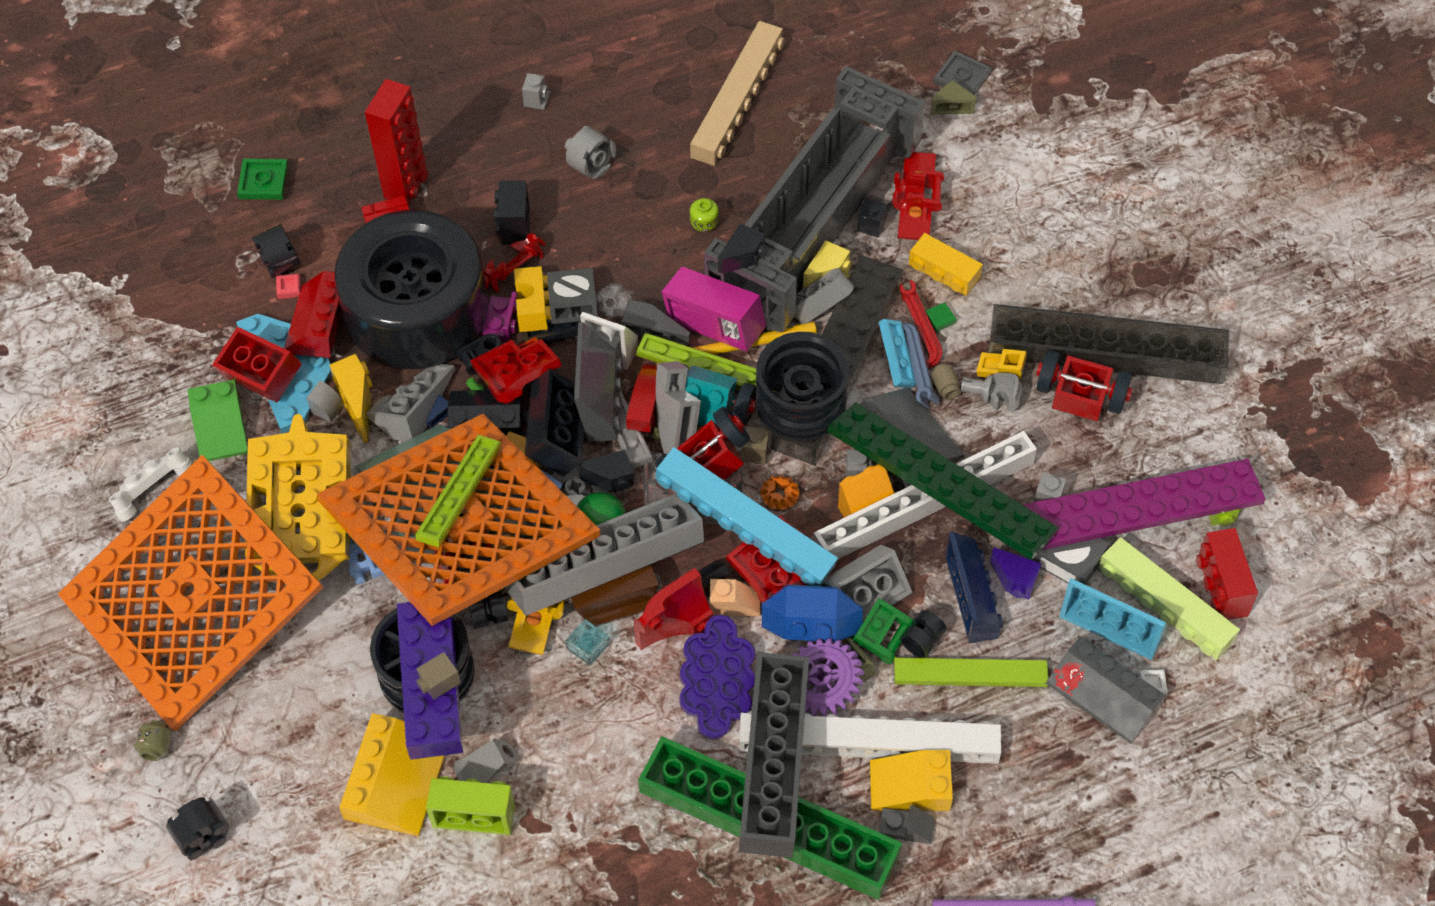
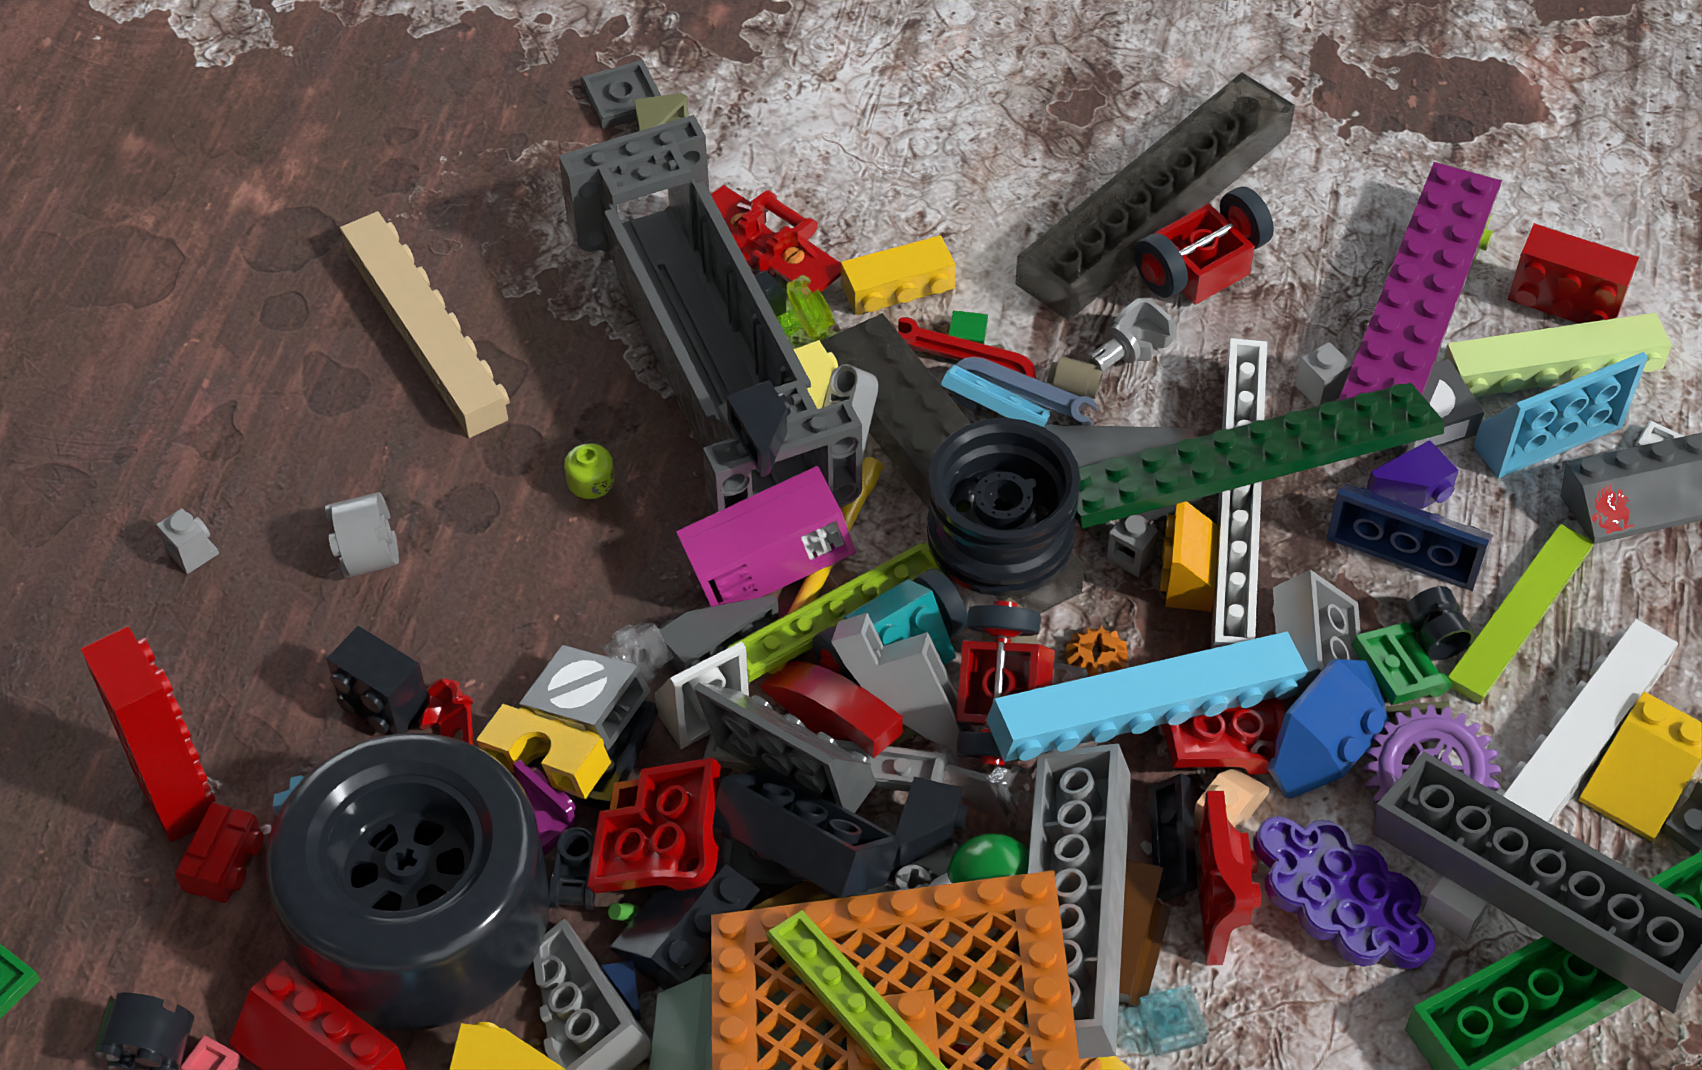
camera: 55 degrees left, 5 degrees down
(880, 239) = (808, 311): none -> clear neon green tile
(1008, 362) = (1105, 302): yellow brick -> none

